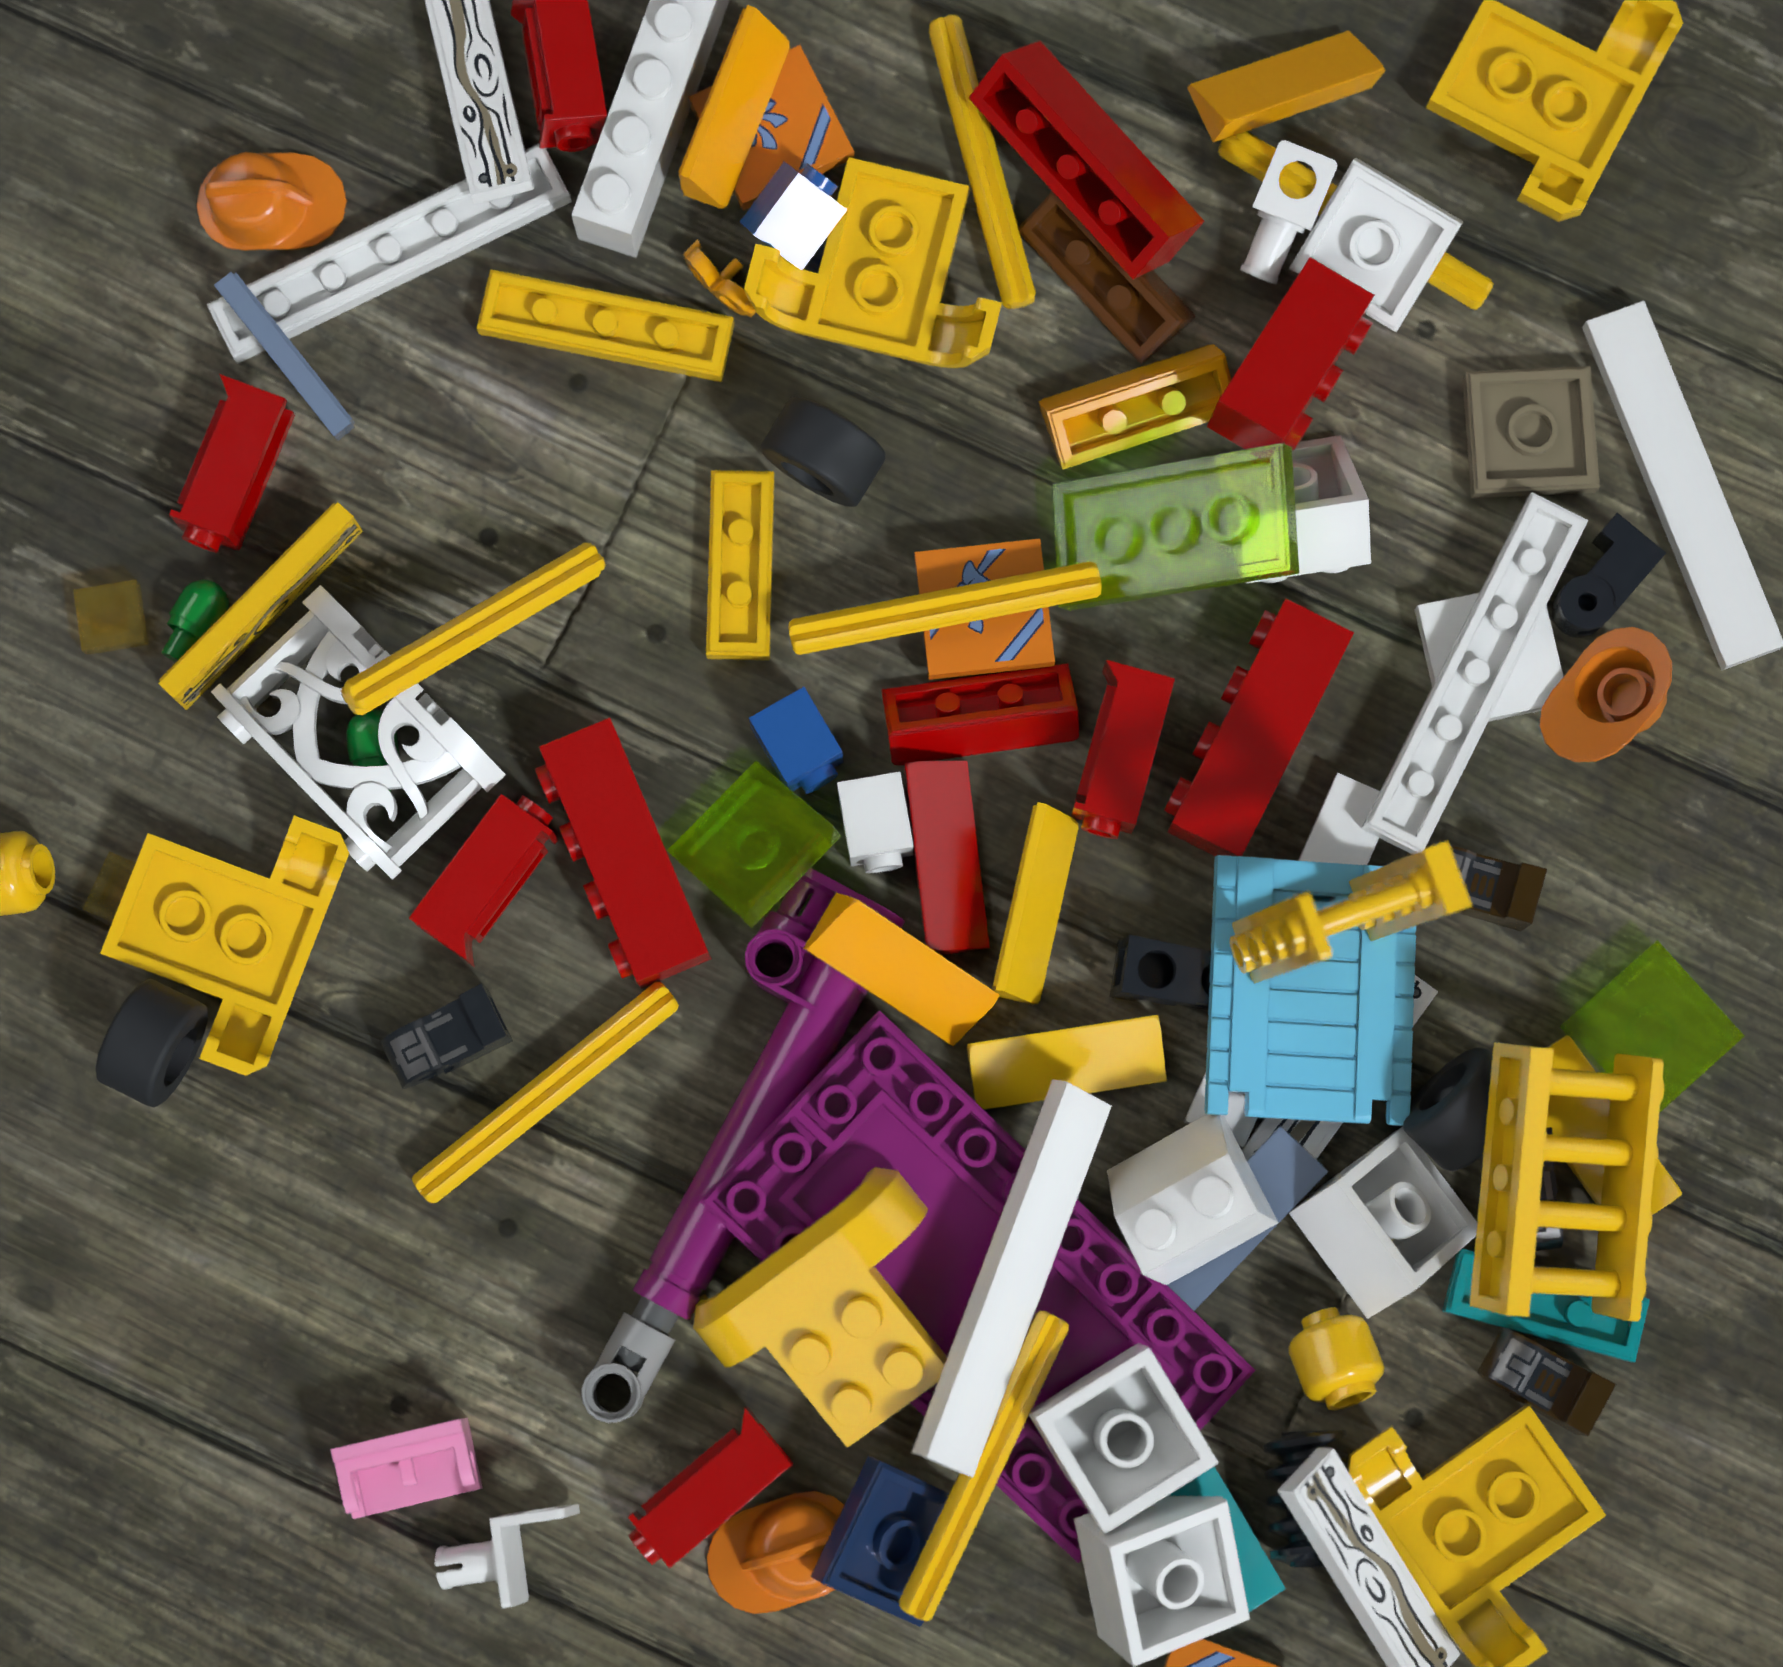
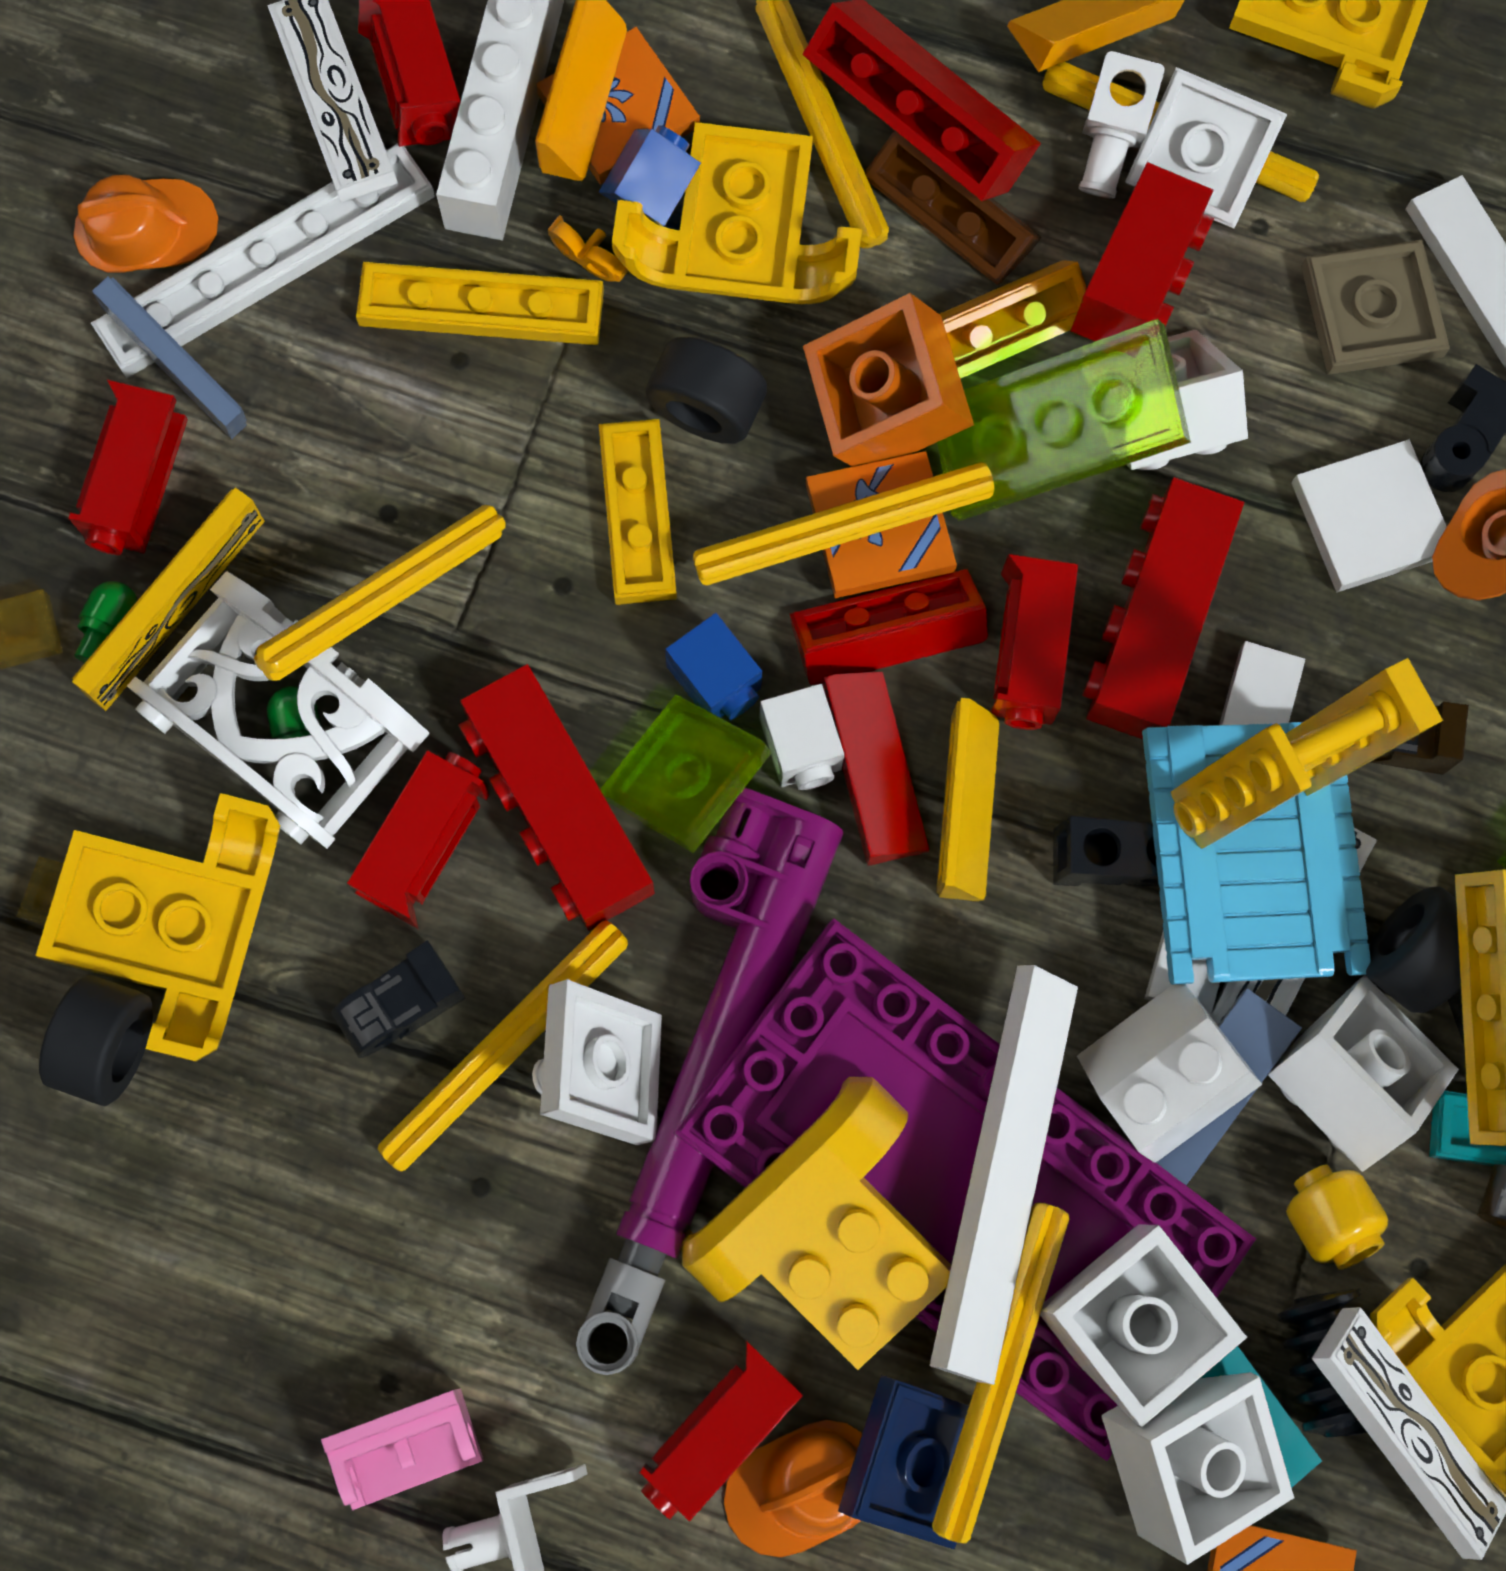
camera: 10 degrees left, 5 degrees down
(636, 1124) = (600, 1063): none -> white tile
(899, 969) = (846, 876): light orange slope -> none
(1008, 468) = (888, 383): none -> orange brick
(1087, 1056) = (1057, 940): yellow slope -> none
(1474, 674) = (1362, 533): white tile -> none

